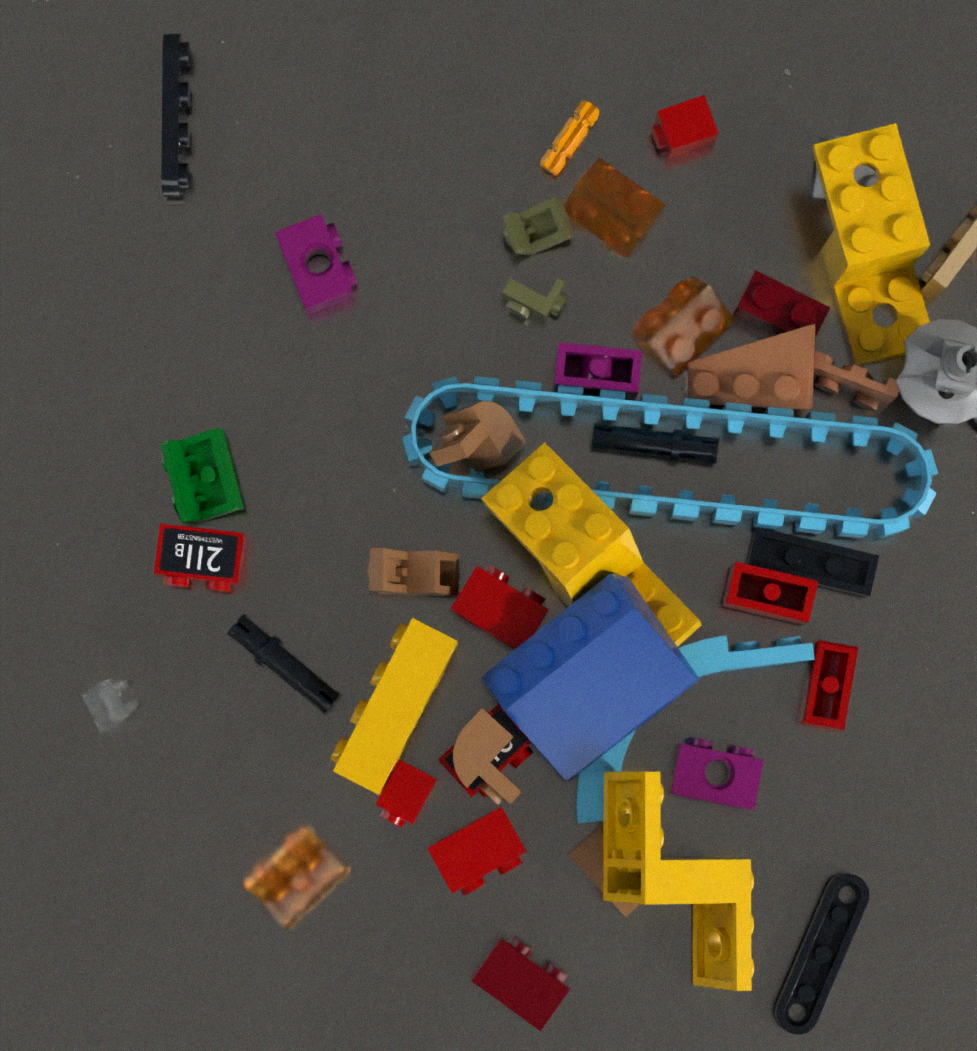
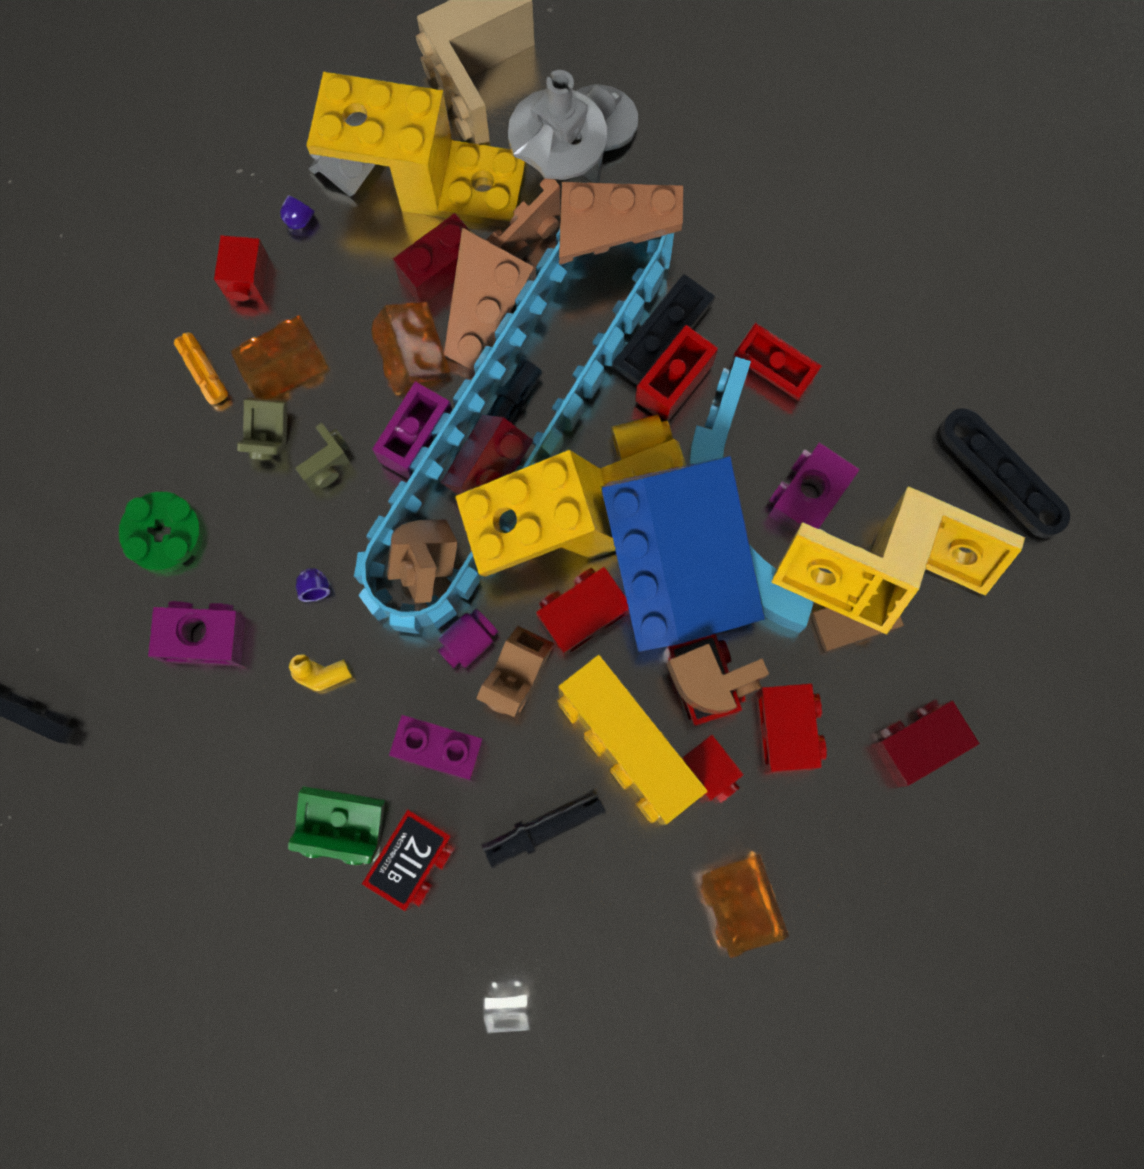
camera: 60 degrees left, 5 degrees down
(311, 534) = (437, 748): none -> magenta brick
(328, 389) = (317, 676): none -> yellow arm
(410, 345) = (312, 585): none -> dark purple hinge
(418, 188) = (145, 514): none -> green plate
(424, 513) = (466, 639): none -> magenta brick
(601, 452) = (488, 454): none -> dark red brick
(694, 587) = (639, 435): none -> yellow brick
(766, 150) = (295, 213): none -> dark purple hinge
(891, 463) = (614, 214): none -> nougat wing

